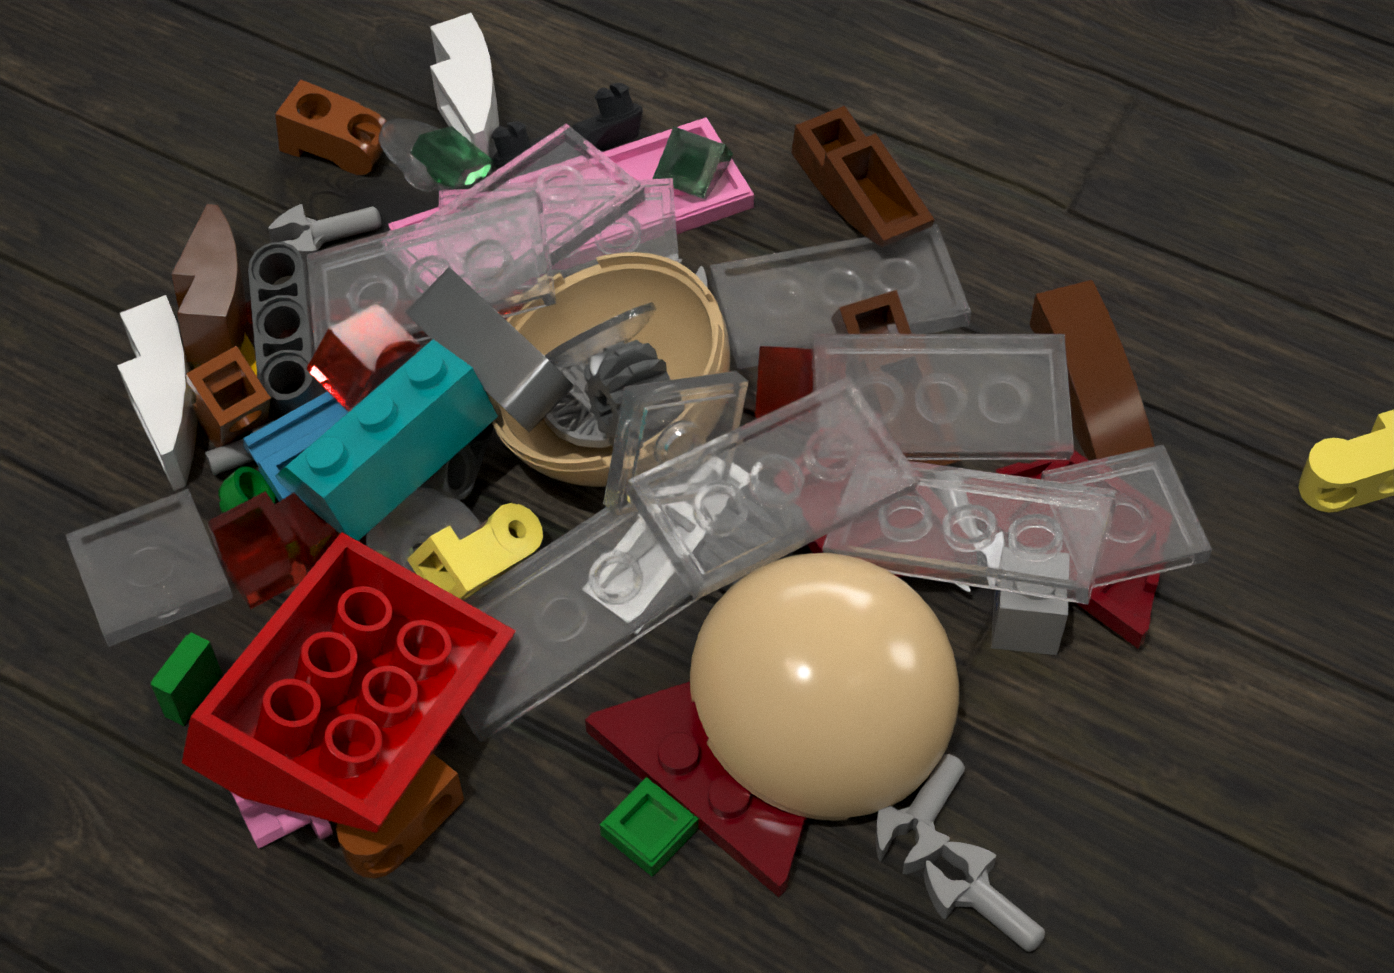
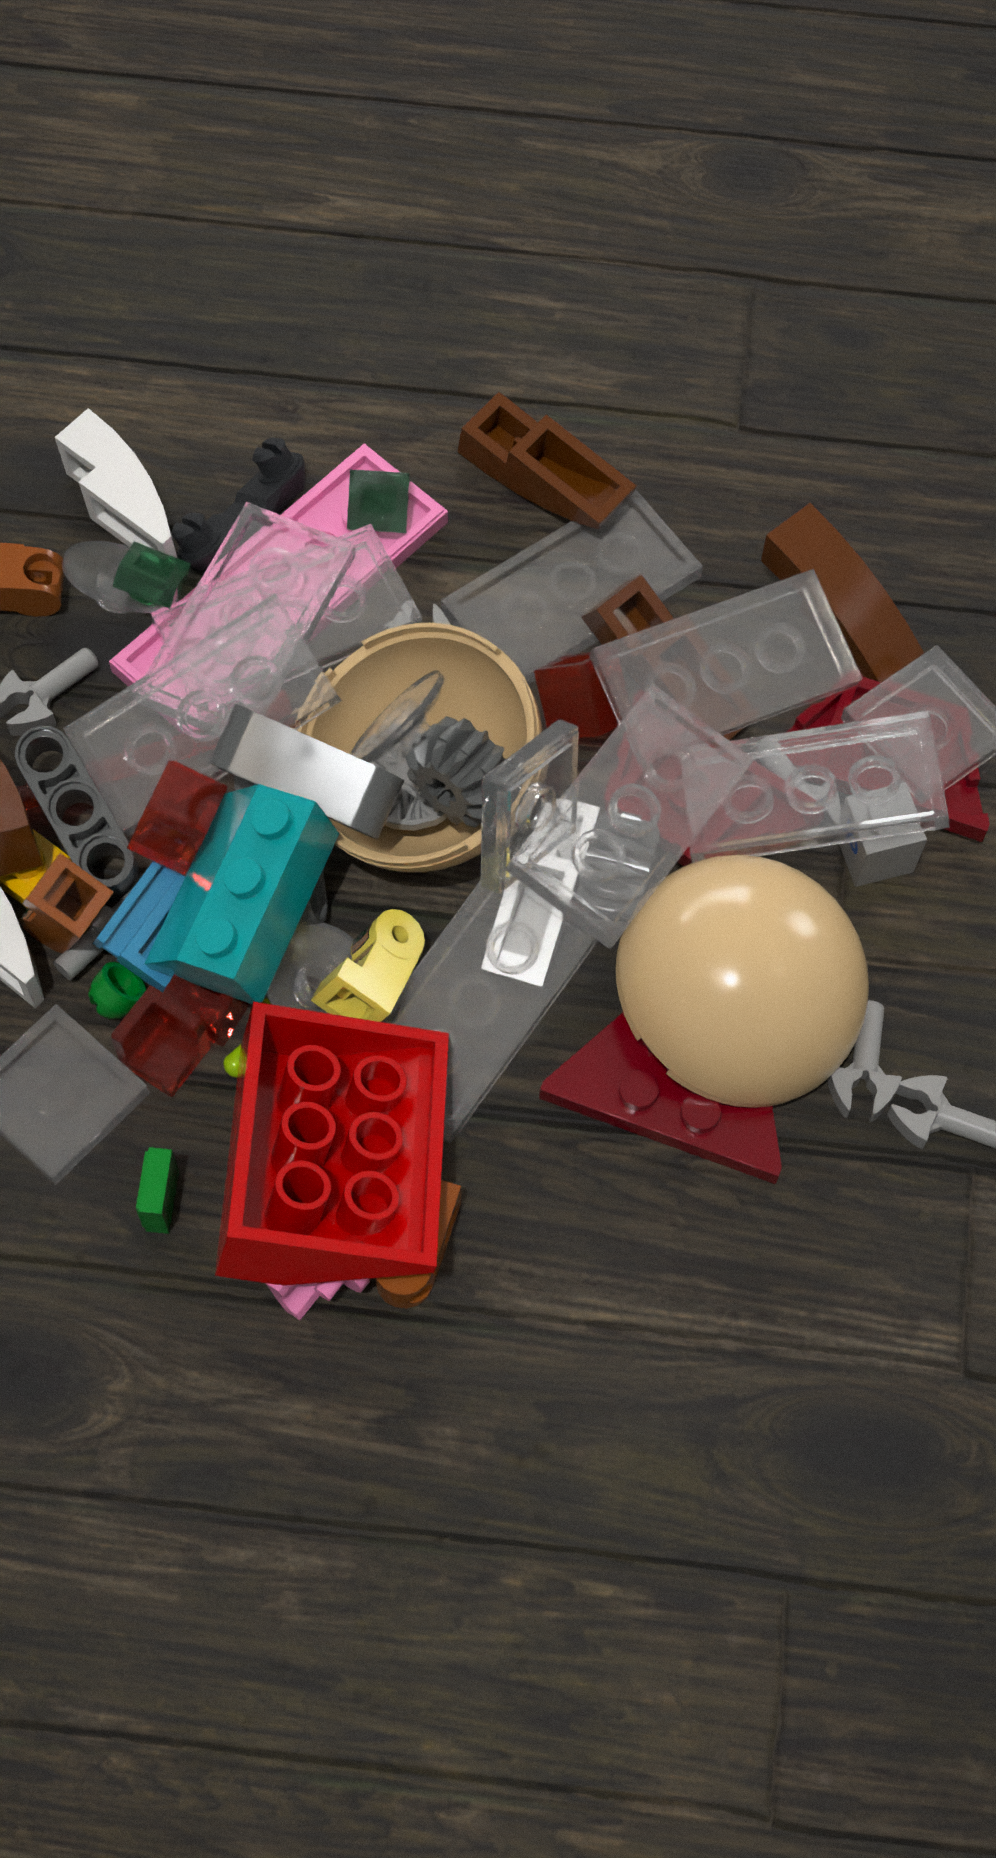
camera: 25 degrees left, 10 degrees up
(649, 826) = (638, 1165): green tile -> none

